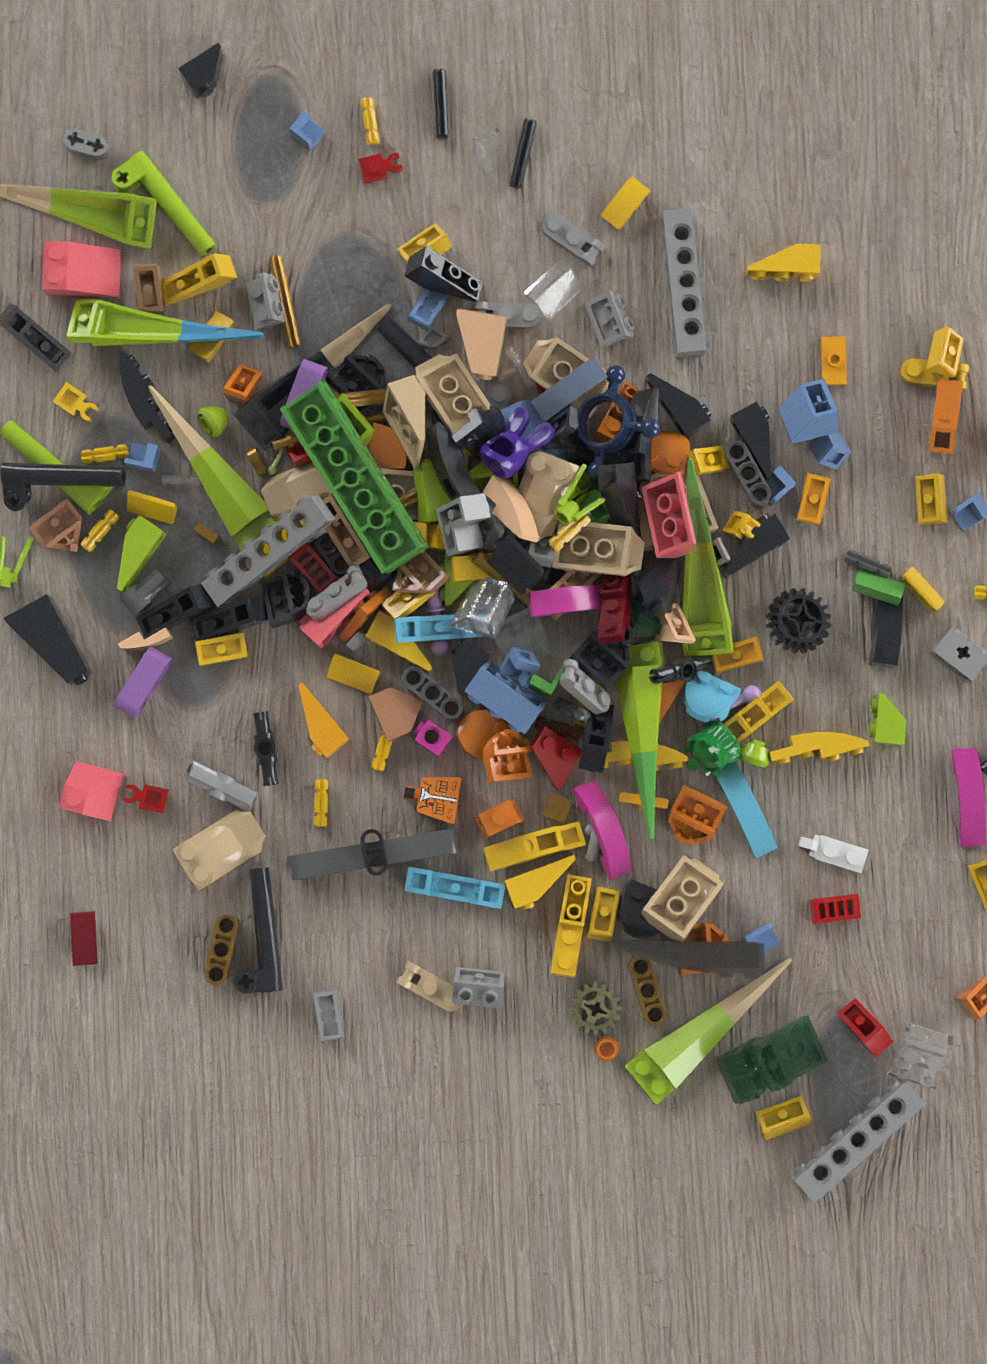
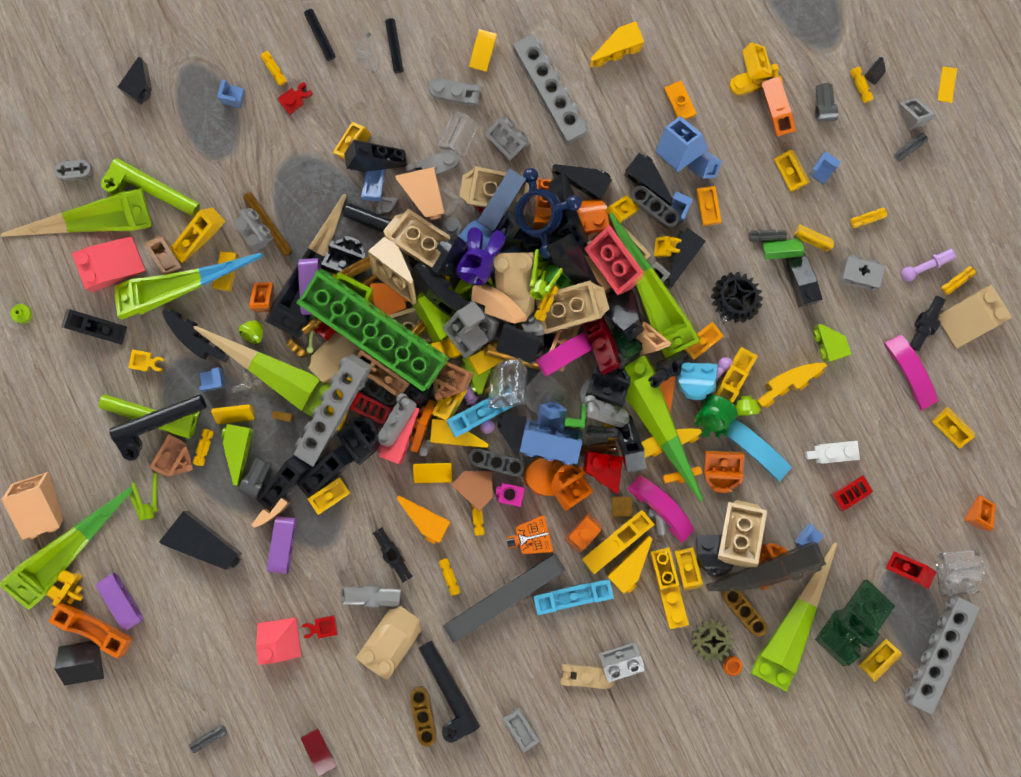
camera: 25 degrees left, 0 degrees up
(104, 454) = (183, 389): yellow axle -> none
(377, 851) = (504, 598): black beam -> none

